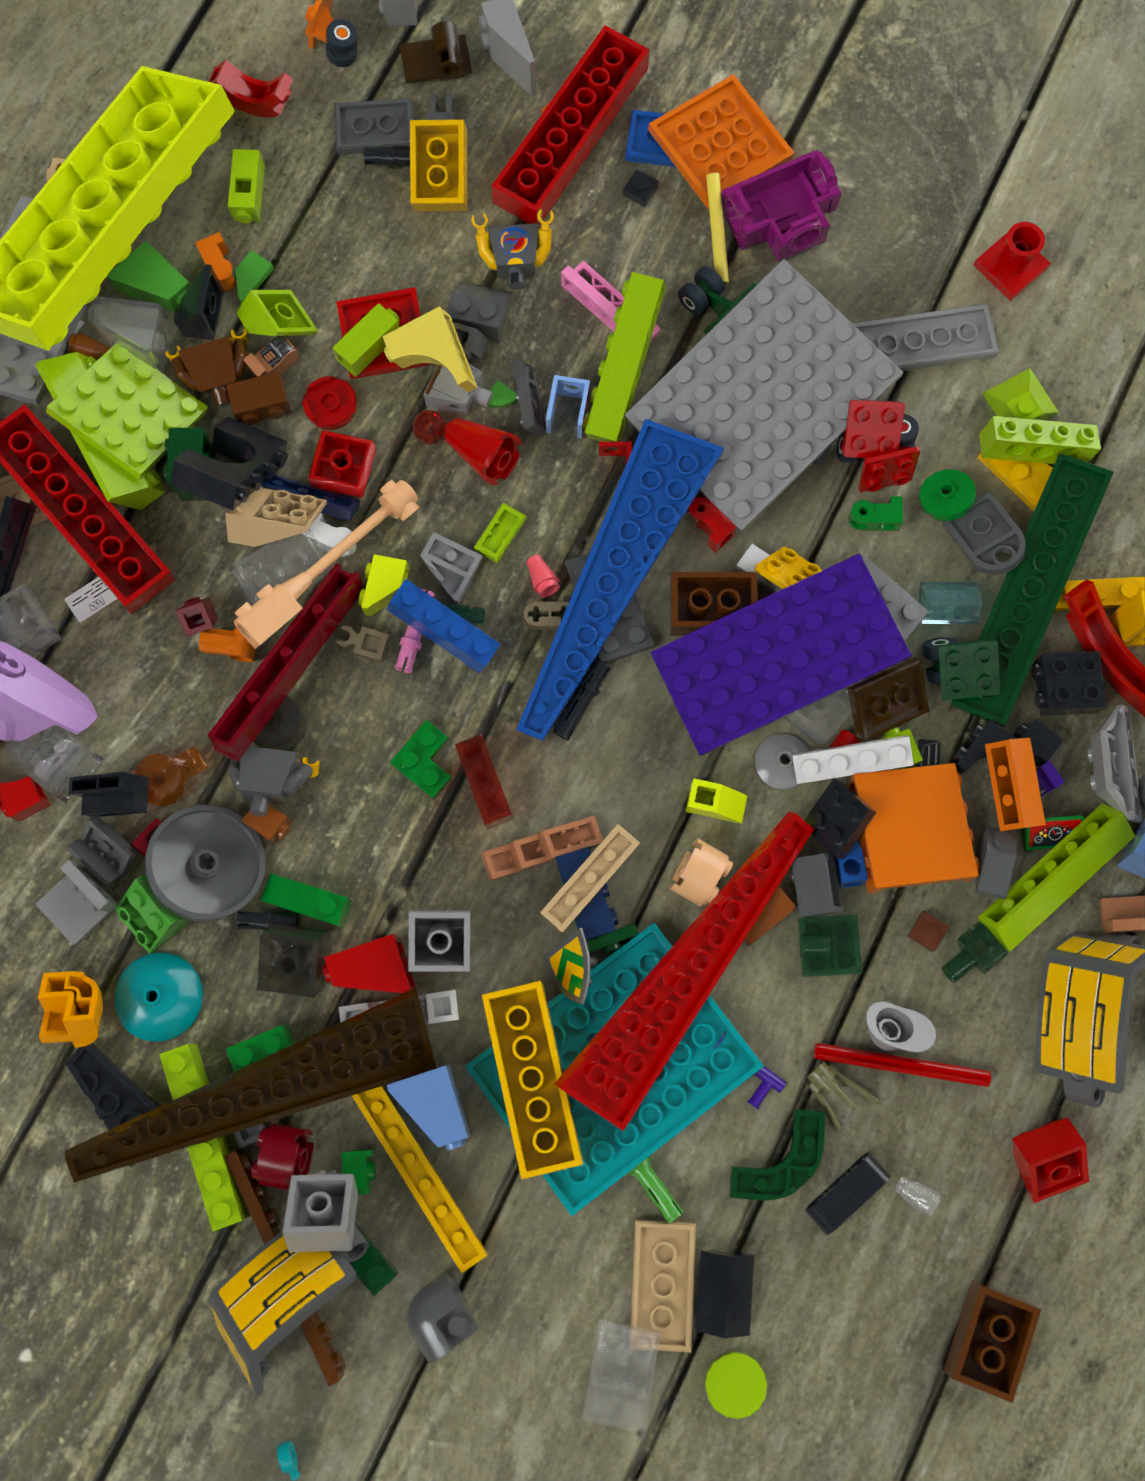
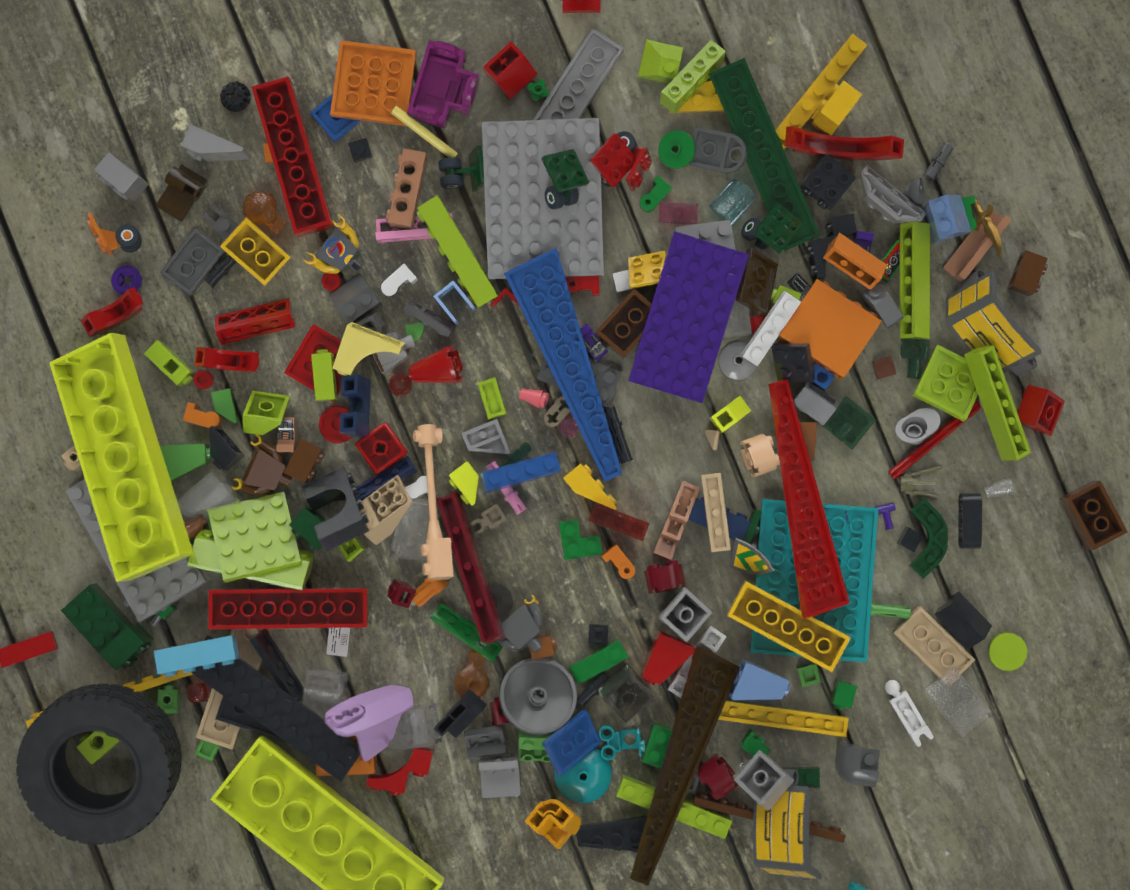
camera: 50 degrees left, 10 degrees up
(180, 946) = (571, 742): none -> blue tile
(206, 522) = (352, 549): none -> lime slope
(212, 703) = (464, 631): none -> green tile
(228, 1003) = (617, 742): none -> teal piece
(259, 234) = (203, 379): none -> red tile
(297, 234) = (226, 360): none -> red arch
(308, 75) = (129, 271): none -> dark purple gear
(336, 873) = (598, 634): none -> black tile
(364, 232) = (254, 324): none -> red fence
(382, 388) = (357, 391): none -> dark blue arch
(443, 819) = (625, 567): none -> orange leg
(465, 887) = (665, 577): none -> dark red brick
(477, 272) = (331, 281): none -> red tile
(489, 142) = (261, 209): none -> clear orange animal
(493, 710) = (583, 484): none -> yellow slope
(497, 1161) = (808, 675): none -> bright green tile
(509, 1224) = (843, 694): none -> green brick
(538, 333) = (397, 280): none -> white leg
(540, 640) = (568, 427): none -> clear pink tile
(555, 1324) = (907, 713): none -> white plate
(578, 38) = (241, 102): none -> black gear
(657, 584) = (592, 343): none -> leg
(673, 806) = (712, 437): none -> tan slope
(680, 251) = (406, 219): none -> nougat brick
(762, 1140) = (910, 539): none -> black slope
(809, 385) = (566, 177): none -> dark green plate
(864, 257) = (510, 70): none -> red slope
(868, 312) = (542, 93): none -> green plate
(882, 553) = (678, 213): none -> clear pink plate
(983, 1023) = (947, 384): none -> lime plate
(1012, 1098) = (997, 403): none -> lime brick

